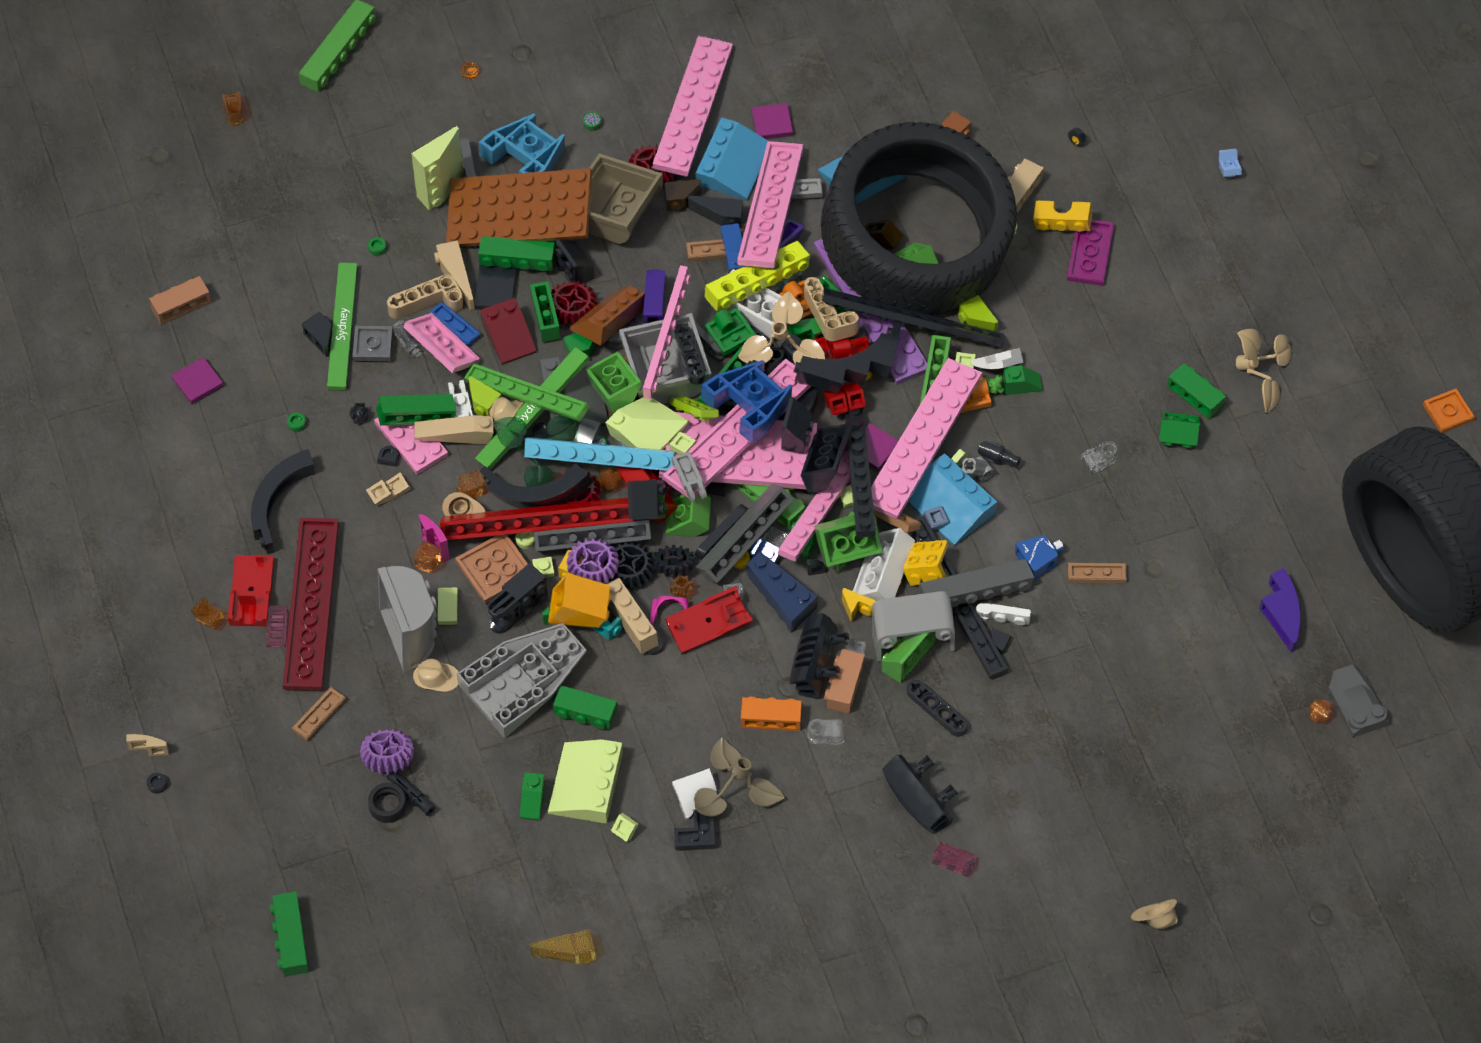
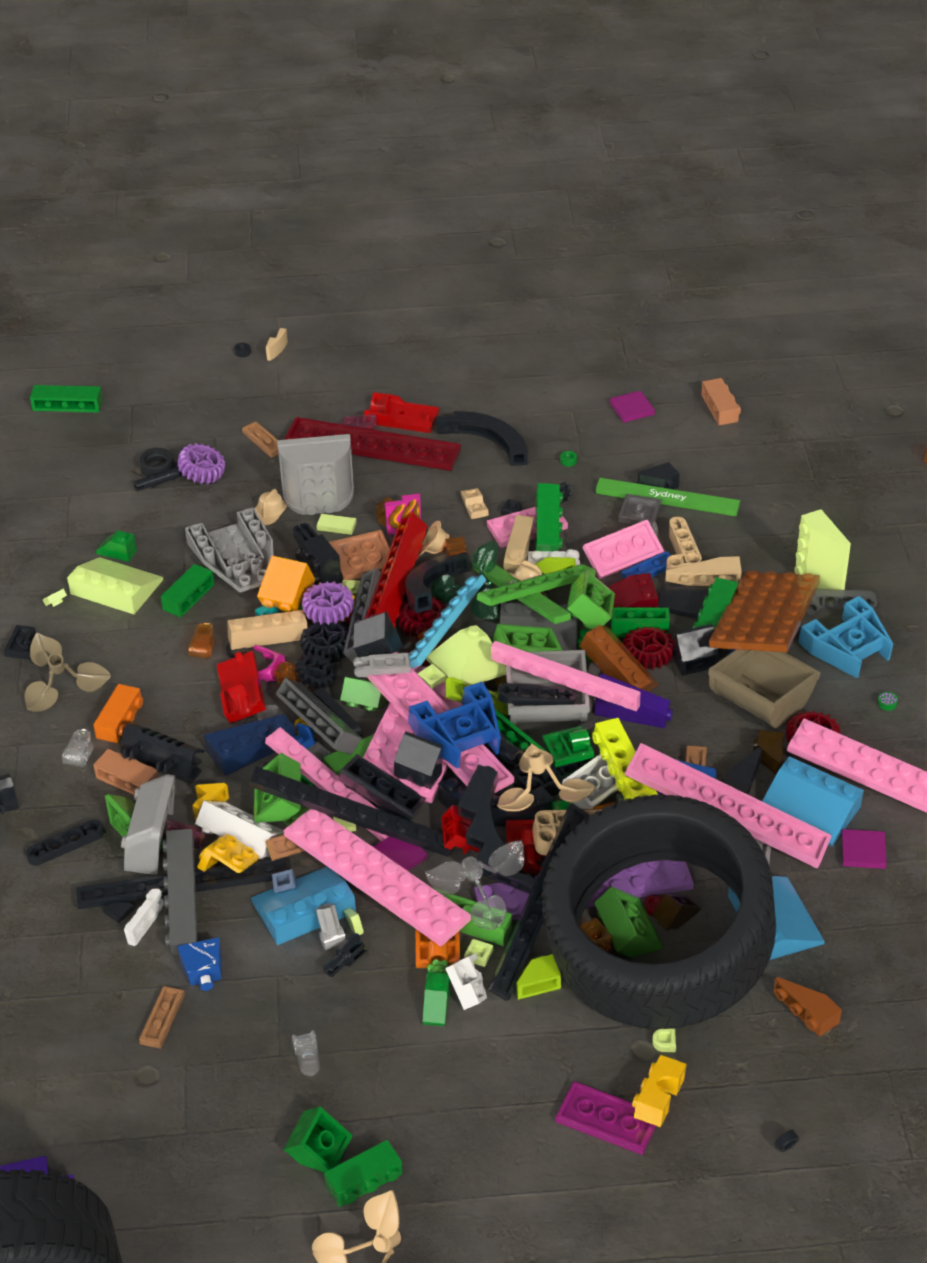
camera: 105 degrees right, 15 degrees down
(207, 614) = (387, 386): clear orange bracket -> none
(377, 246) = (756, 529): green tile -> none
(542, 343) = (590, 601): none -> bright green brick
(658, 671) = (202, 642): none -> clear orange piece
(687, 788) = (71, 648): white slope -> none
(939, 345) = (448, 877): none -> clear plant
(1025, 180) = (718, 1060): tan brick -> none

